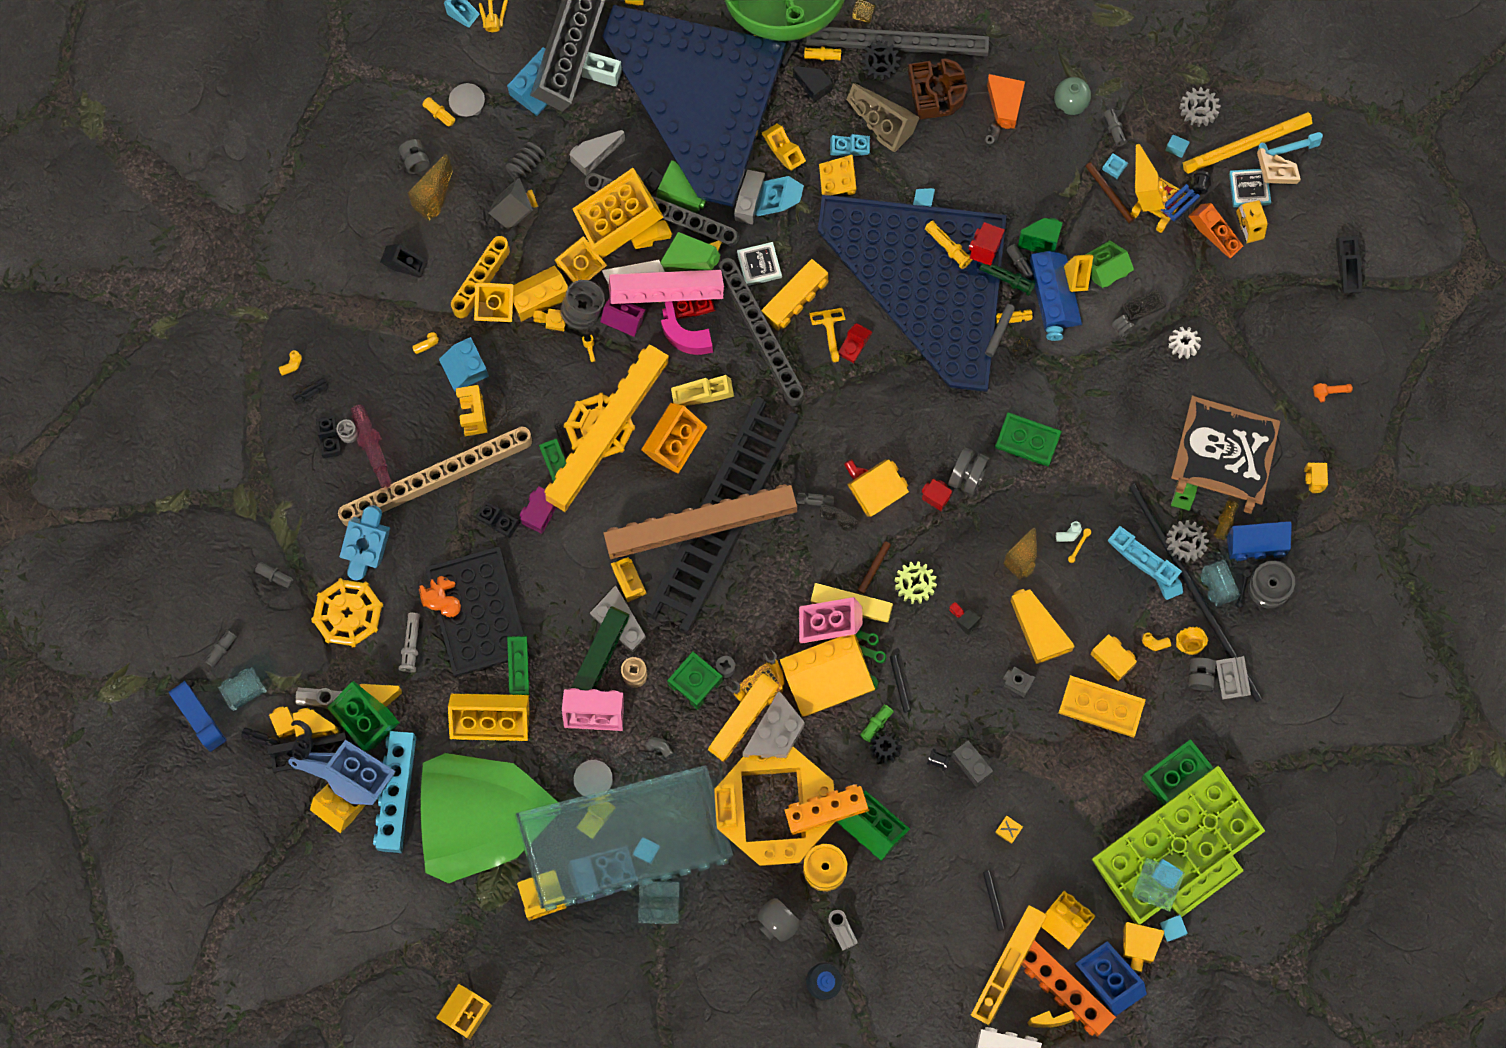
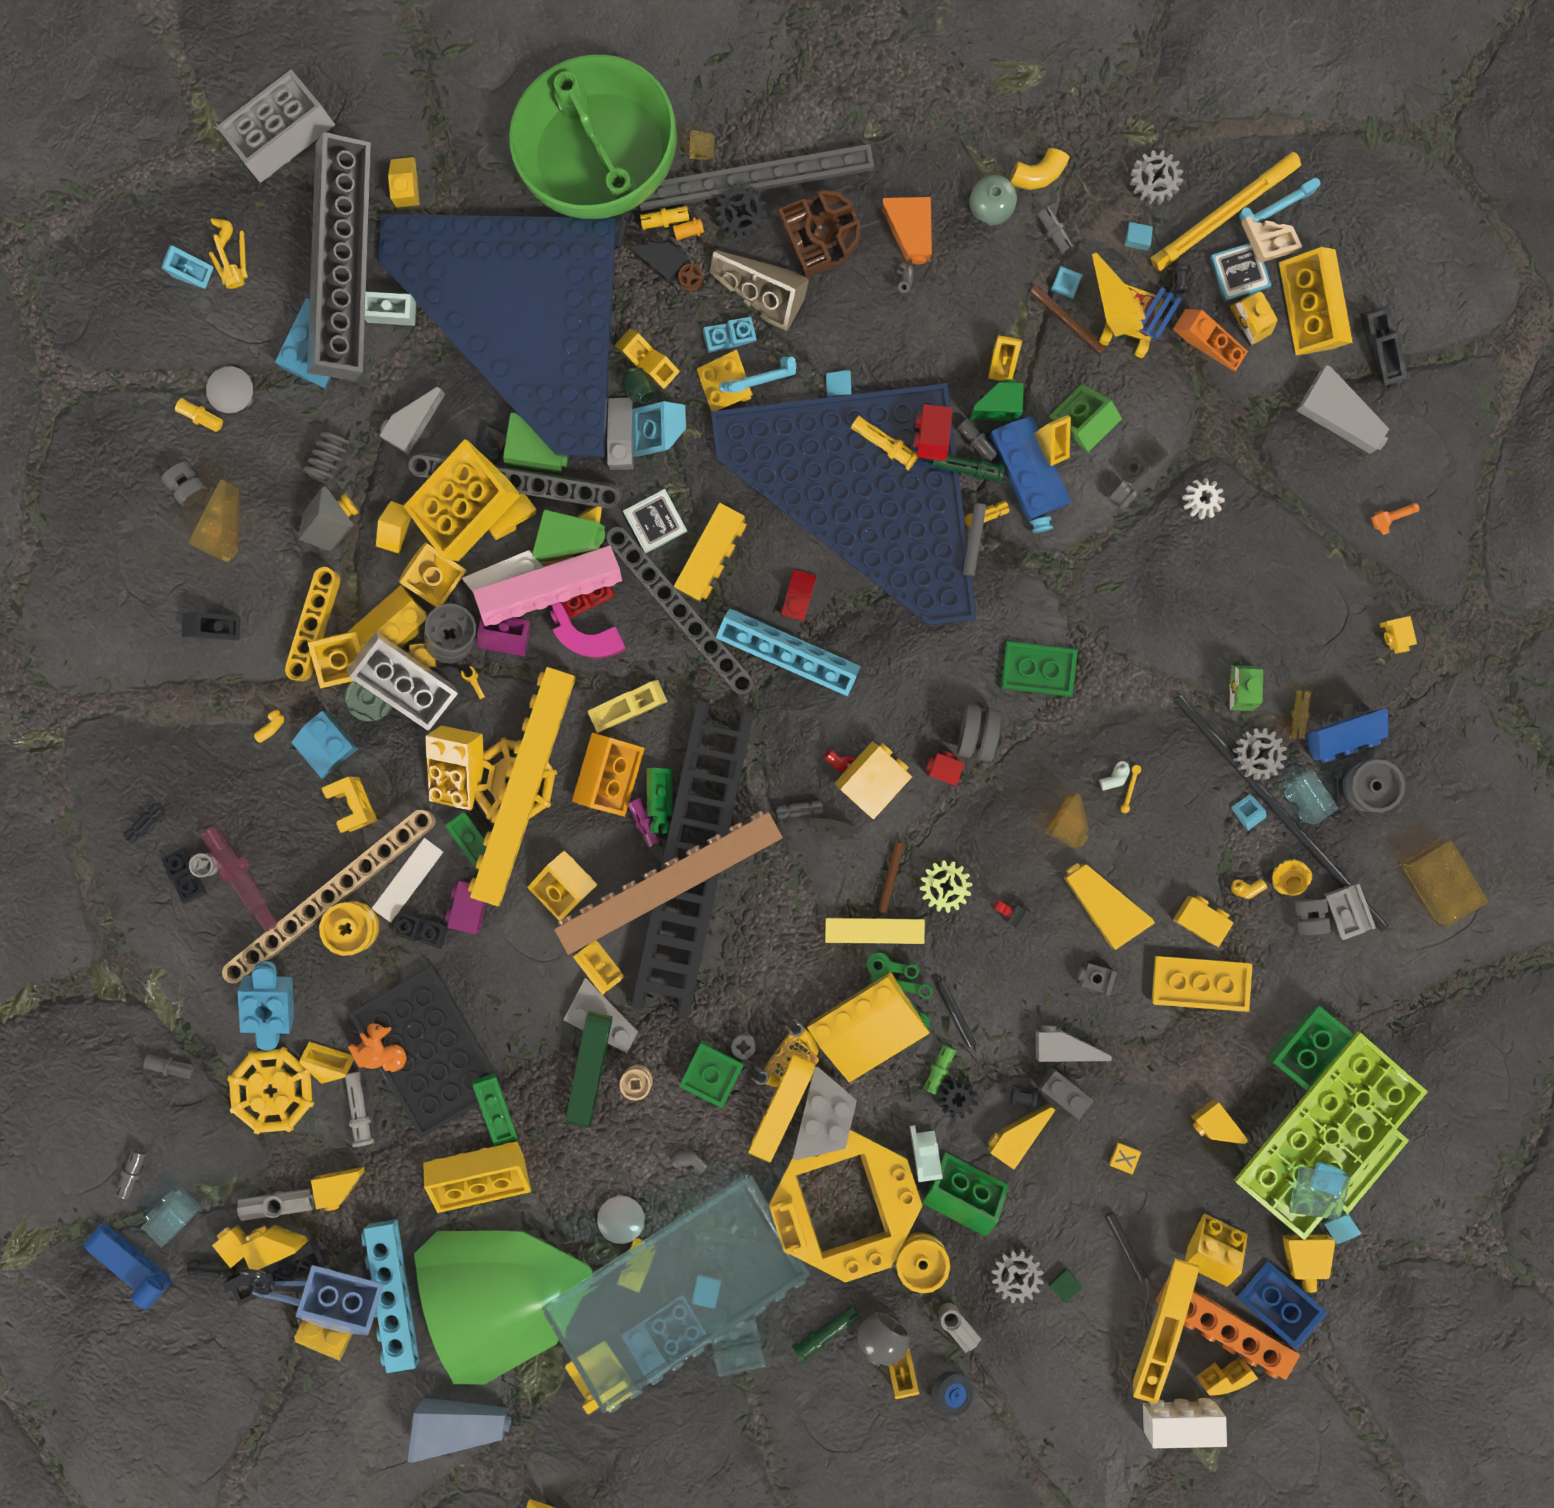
camera: 15 degrees left, 15 degrees up
(293, 365) = (113, 793): yellow arm -> none
(363, 716) = (326, 1222): green slope -> none
(395, 602) = (325, 1062): none -> yellow slope
(413, 905) = (453, 1426): none -> sand blue slope
(444, 513) = (335, 931): none -> yellow wheel
(497, 481) = (407, 880): none -> white sticker
(507, 341) = (365, 704): none -> sand green tile
(537, 328) = (402, 681): none -> light grey brick
(557, 403) = (453, 766): none -> yellow slope
(559, 223) = (392, 527): none -> yellow slope
(593, 709) = (598, 1141): bright pink slope -> none
(616, 509) = (562, 885): none -> yellow slope
(692, 480) = (643, 821): none -> magenta pin
(709, 463) = (659, 798): none -> green plate
(724, 912) = (816, 1340): none -> dark green pin
(772, 164) = (638, 385): none -> clear green head
(787, 955) = (904, 1377): none -> yellow slope
(827, 809) = (909, 1204): light orange brick -> none
(828, 95) = (690, 272): none -> reddish brown wheel
(828, 322) = (761, 580): yellow piece -> none
(829, 620) = (856, 968): bright pink slope -> none
(836, 378) = (788, 652): none -> medium azure brick
(838, 65) = (689, 229): none -> light orange pin
(848, 776) = (926, 1155): none -> light aqua panel
(888, 178) = (788, 368): none -> medium azure hinge
(911, 895) = (1024, 1270): none -> light grey gear
(925, 790) = (1016, 1138): none -> yellow slope
(937, 919) = (1065, 1285): none -> dark green tile
(978, 727) = (1060, 1046): none -> light grey slope
(1055, 204) = (1004, 358): none -> yellow slope
(1089, 819) = (1217, 1124): none -> yellow slope
(1114, 85) = (1041, 174): none -> yellow cylinder
(1143, 557) = (1213, 787): medium azure slope -> none
(1226, 451) = (1287, 633): flag -> none
(1302, 221) = (1315, 301): none -> yellow slope
(1306, 304) = (1343, 411): none -> light grey slope
(1313, 673) = (1444, 883): none -> clear yellow brick

